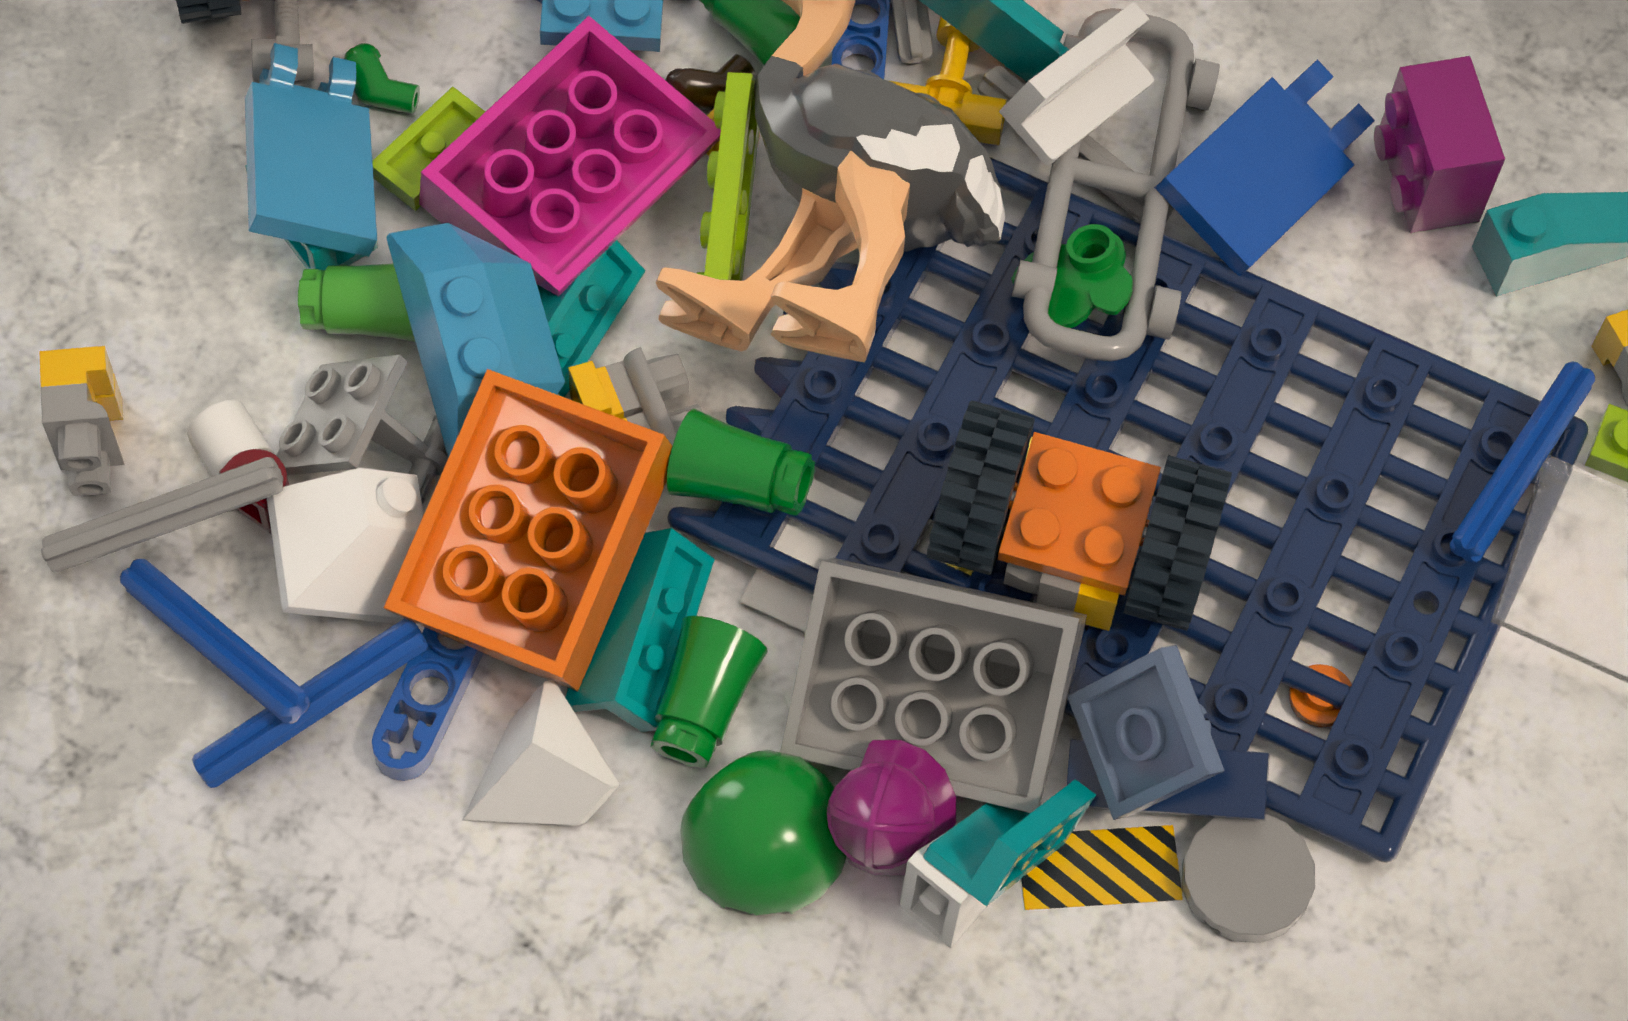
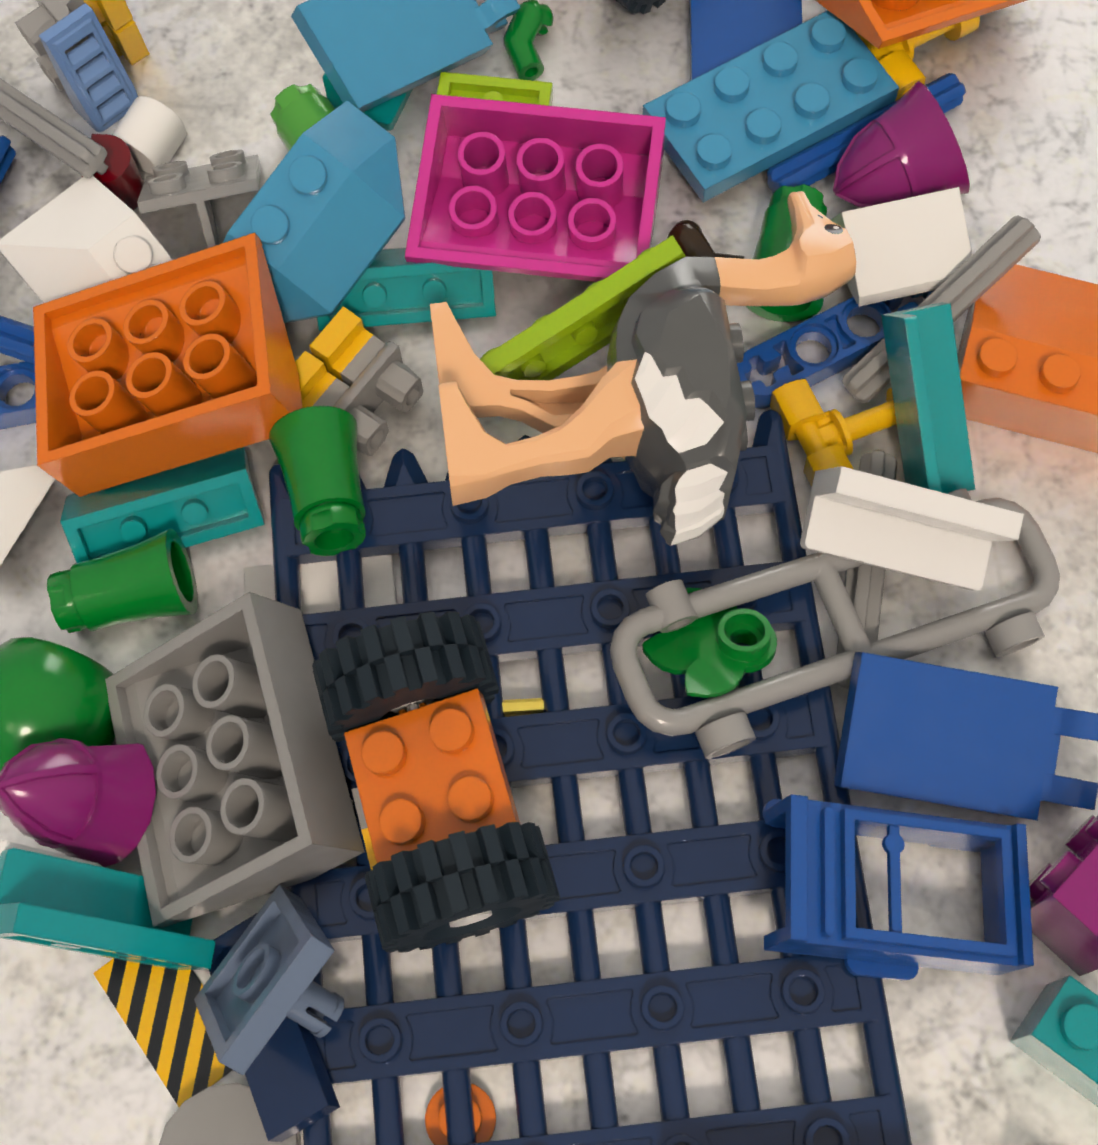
camera: 65 degrees right, 5 degrees up
(142, 441) = (91, 71): none -> medium blue slope
(1335, 313) = (823, 890): none -> blue piece

